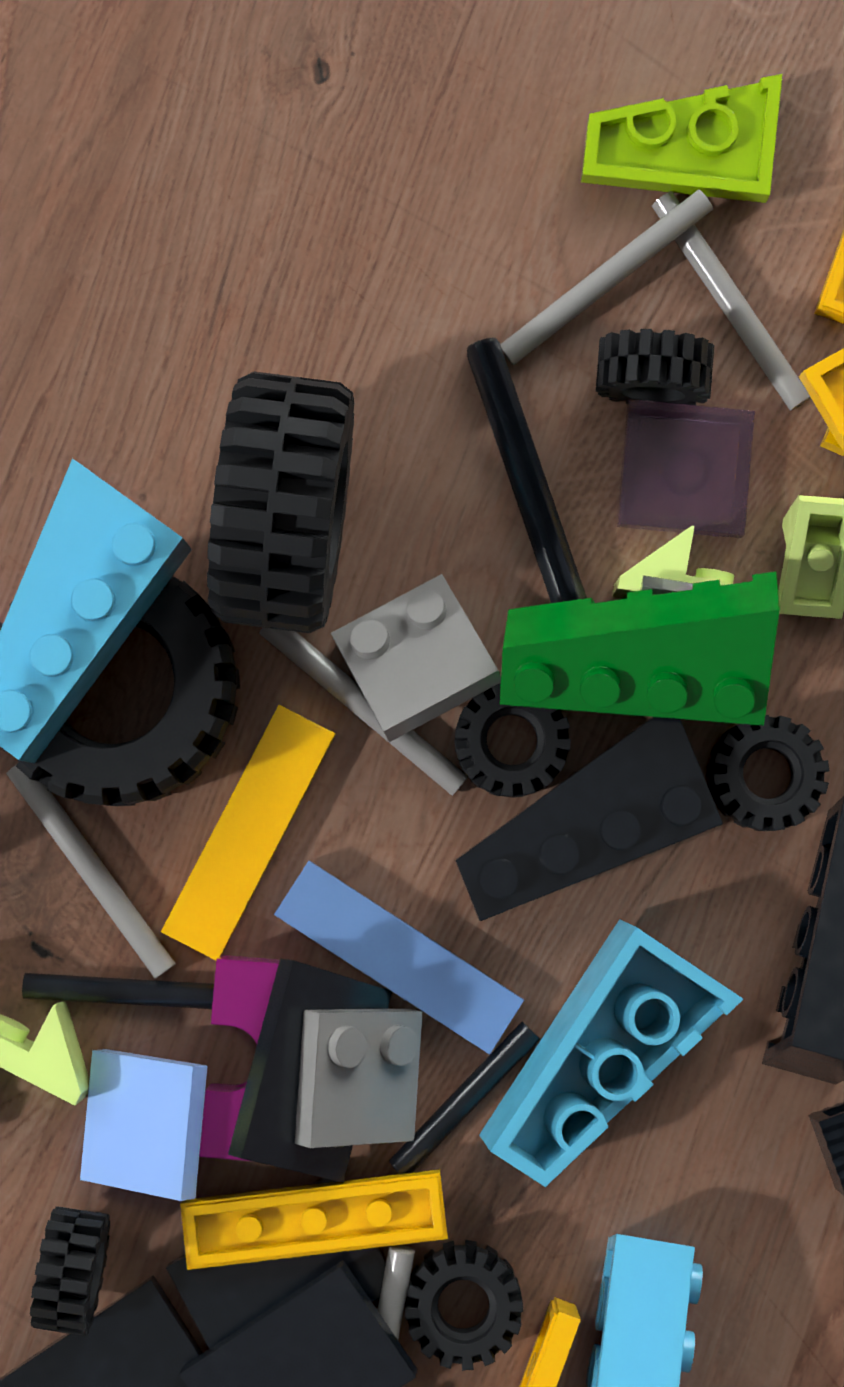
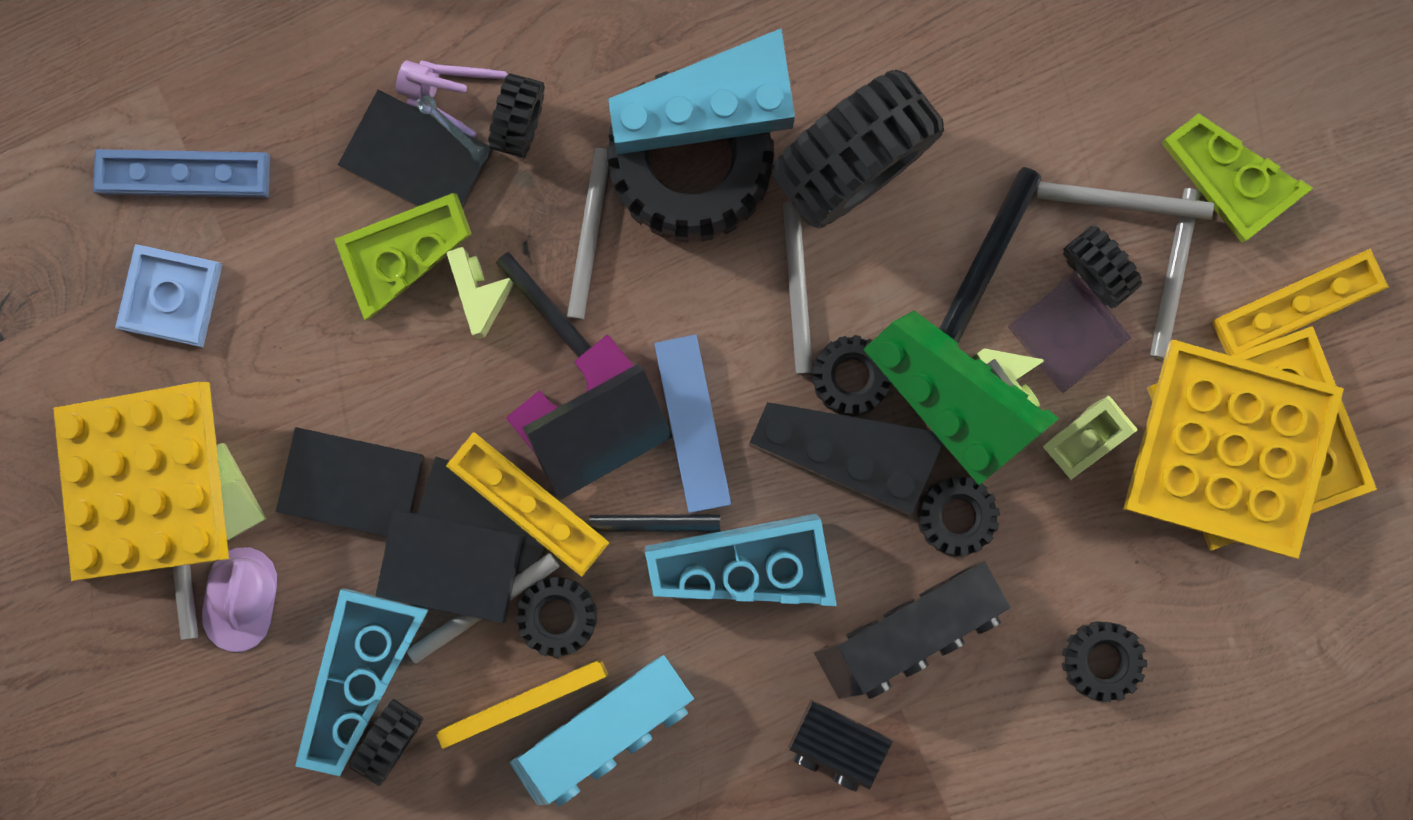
camera: 45 degrees right, 0 degrees up
(70, 1271) = (392, 409): black tyre -> none
(144, 1124) = (494, 377): light blue tile -> none
(248, 833) = (681, 292): yellow tile -> none
(358, 1077) = (617, 457): light grey plate -> none
(416, 657) = (846, 289): light grey plate -> none

